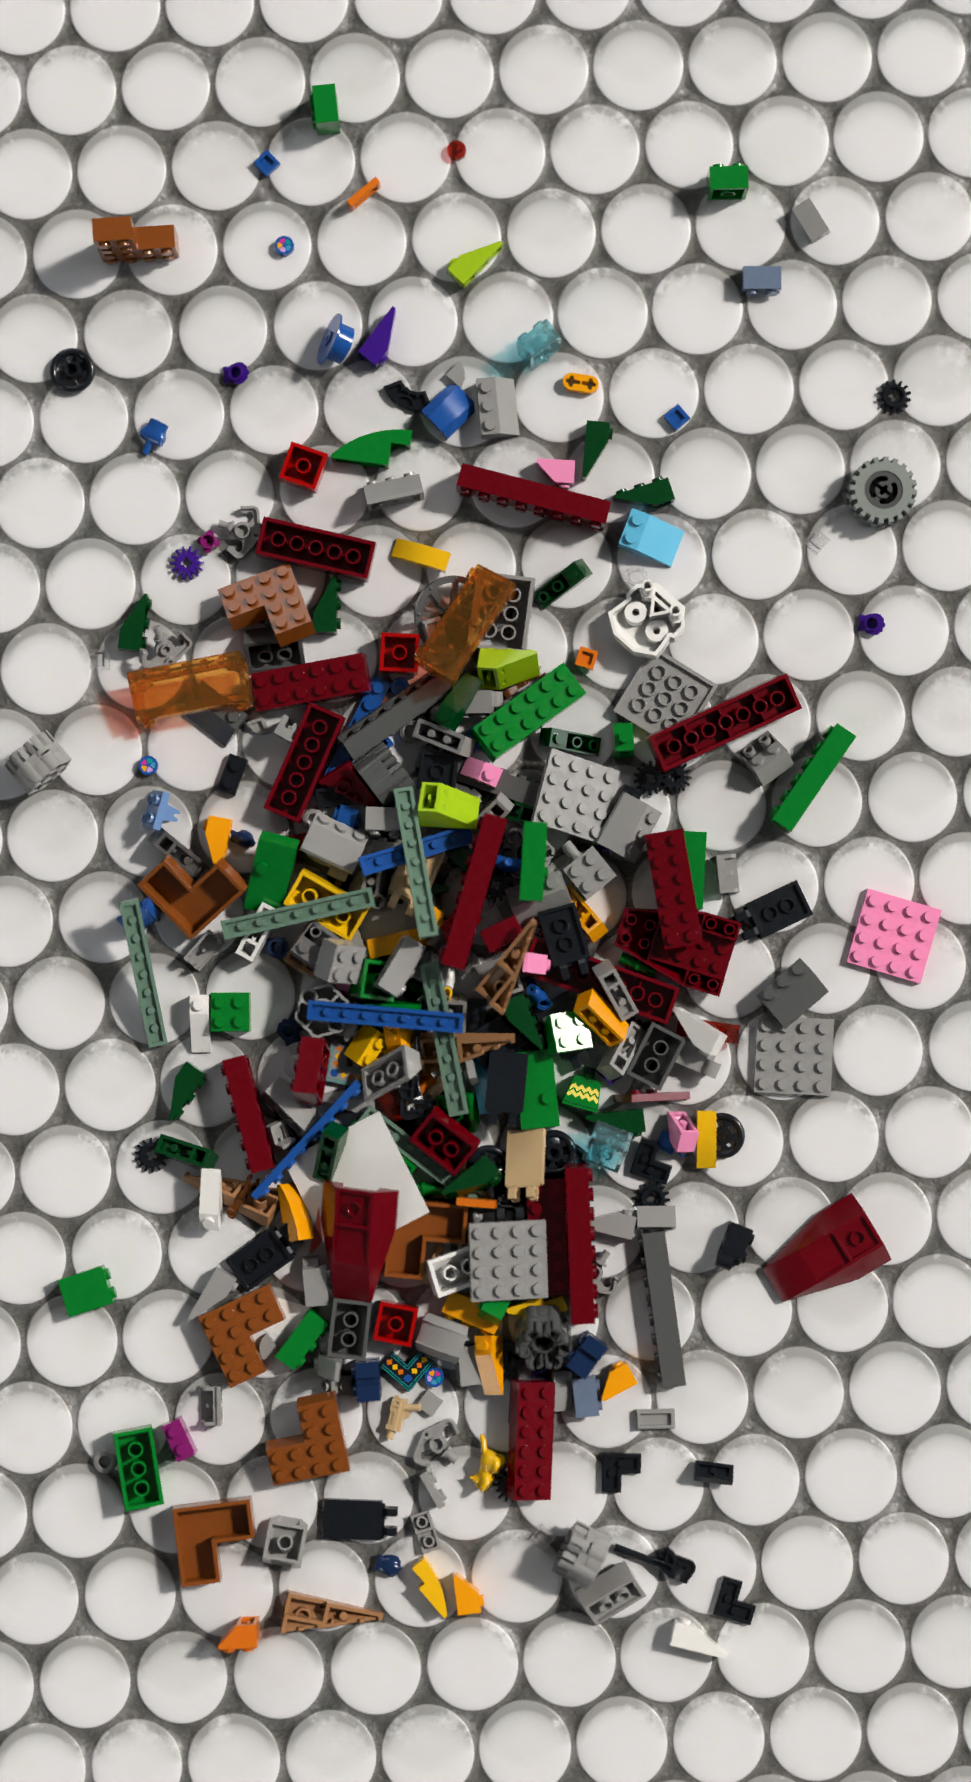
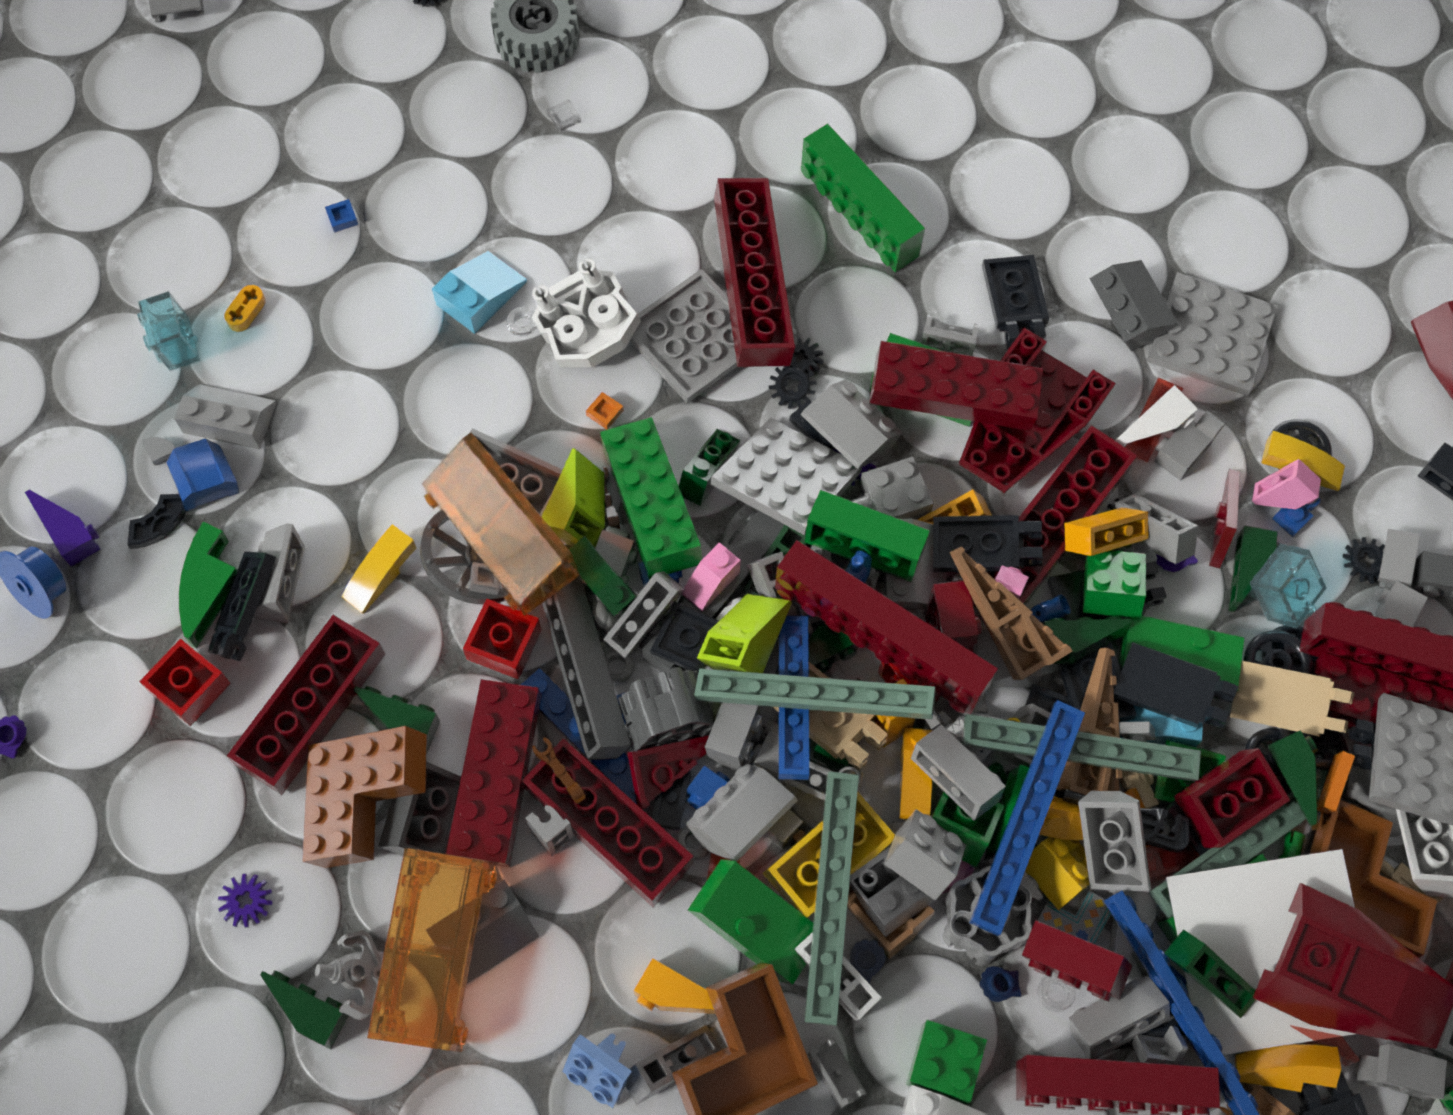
camera: 70 degrees left, 20 degrees down
(100, 659) = (331, 1085): clear tile -> none
(148, 765) = (522, 1064): blue tile -> none
(154, 434) = (34, 883): blue piece -> none
(213, 541) = (221, 852): magenta plate -> none
(232, 774) = (584, 939): black plate -> none
(242, 838) = (686, 954): dark blue animal -> none
(244, 532) = (241, 796): light grey piece -> none
(258, 726) = (527, 876): light grey tile -> none
(311, 738) = (549, 757): none -> reddish brown piece
(364, 480) = (241, 605): none -> black tile
(398, 685) = (547, 660): blue tile -> none
(470, 264) = (22, 383): lime slope -> none
(533, 497) = (362, 402): dark red brick -> none
(558, 471) = (344, 366): bright pink slope -> none
(562, 583) = (494, 406): dark green slope -> none
(583, 1091) = (1198, 596): green torso -> none
(595, 443) = (325, 310): dark green slope -> none
(615, 989) = (1070, 498): light grey slope -> none
(623, 740) = (730, 397): green torso -> none
(636, 965) = (1039, 477): green pin -> none
(646, 1165) = (1324, 548): black tile -> none
(649, 495) = (426, 269): dark green slope -> none
(655, 1056) = (1174, 483): dark grey slope -> none
(727, 182) = (81, 66): green brick -> none
(761, 280) = (218, 73): sand blue brick -> none
(766, 758) = (815, 244): light grey slope -> none
(871, 623) = (689, 87): dark purple animal -> none
(893, 936) = (1087, 179): bright pink plate -> none

